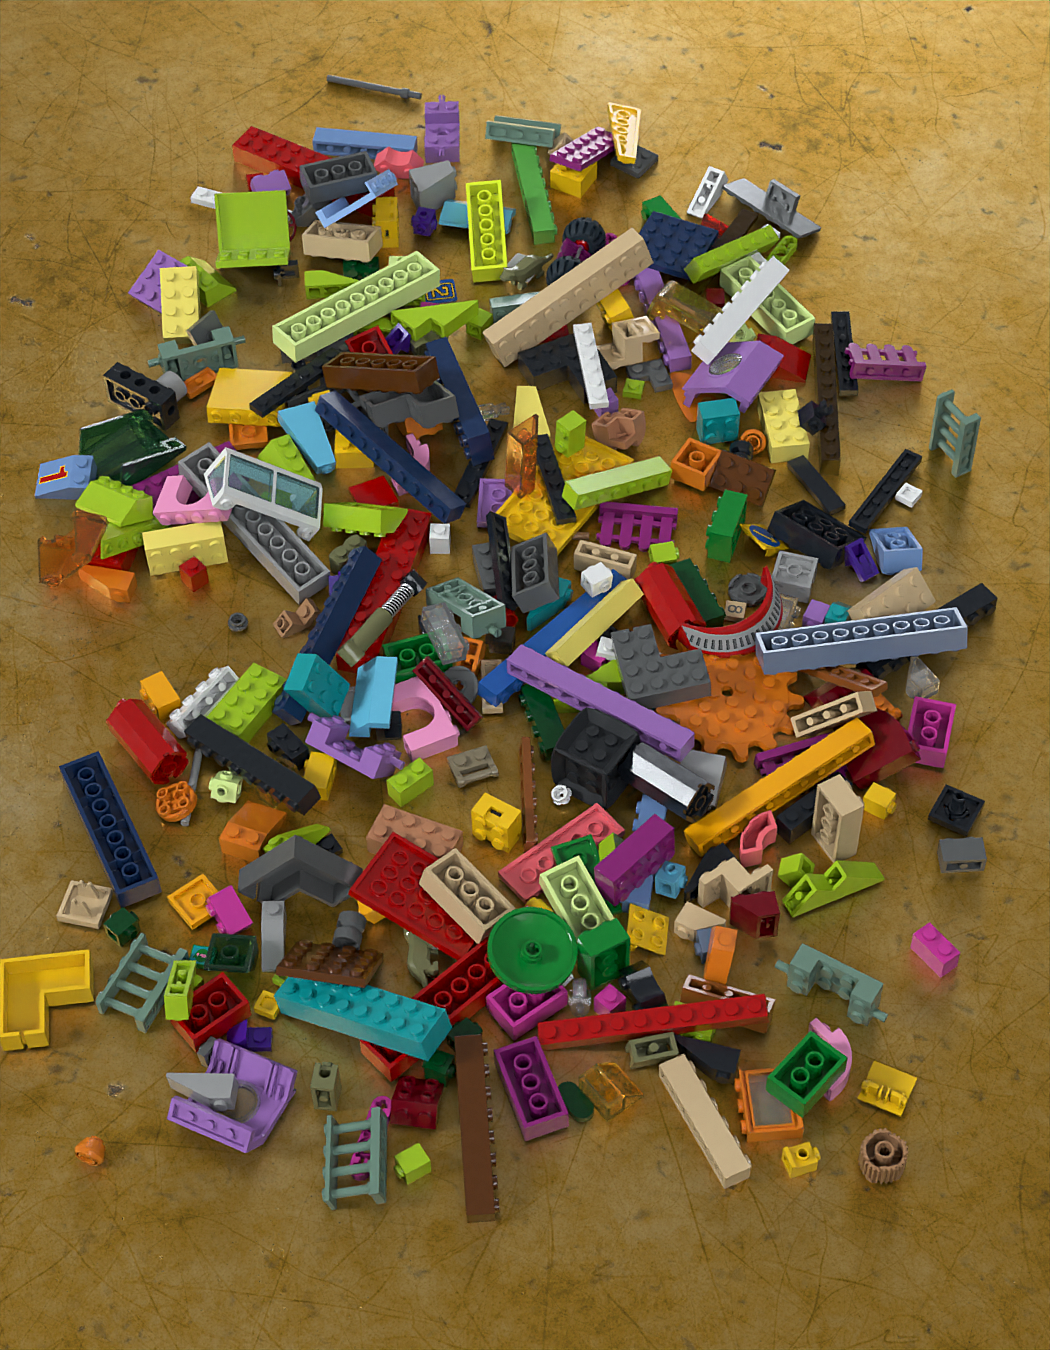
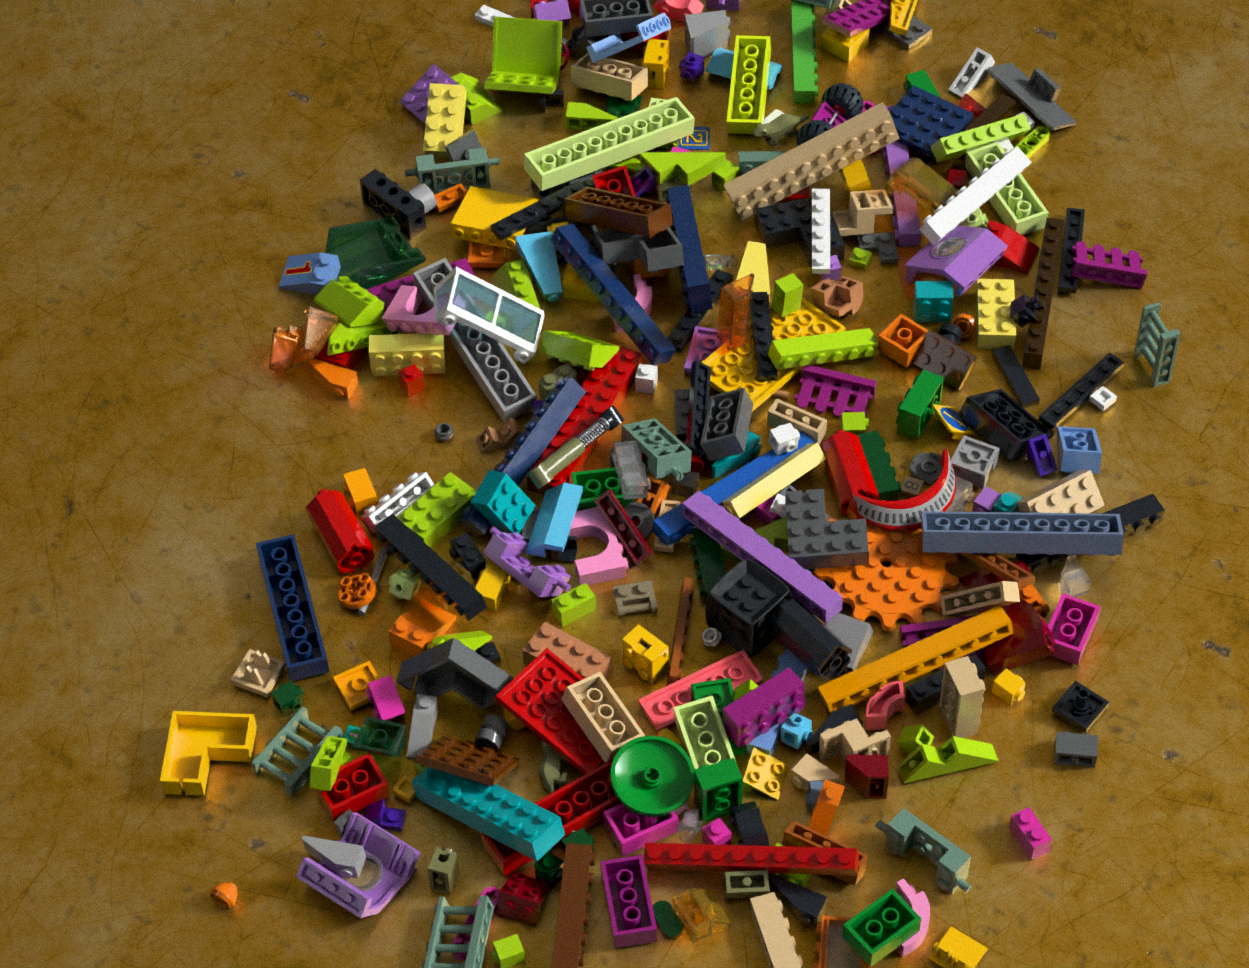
camera: 10 degrees right, 0 degrees up
(374, 492) = (594, 326): red tile -> none

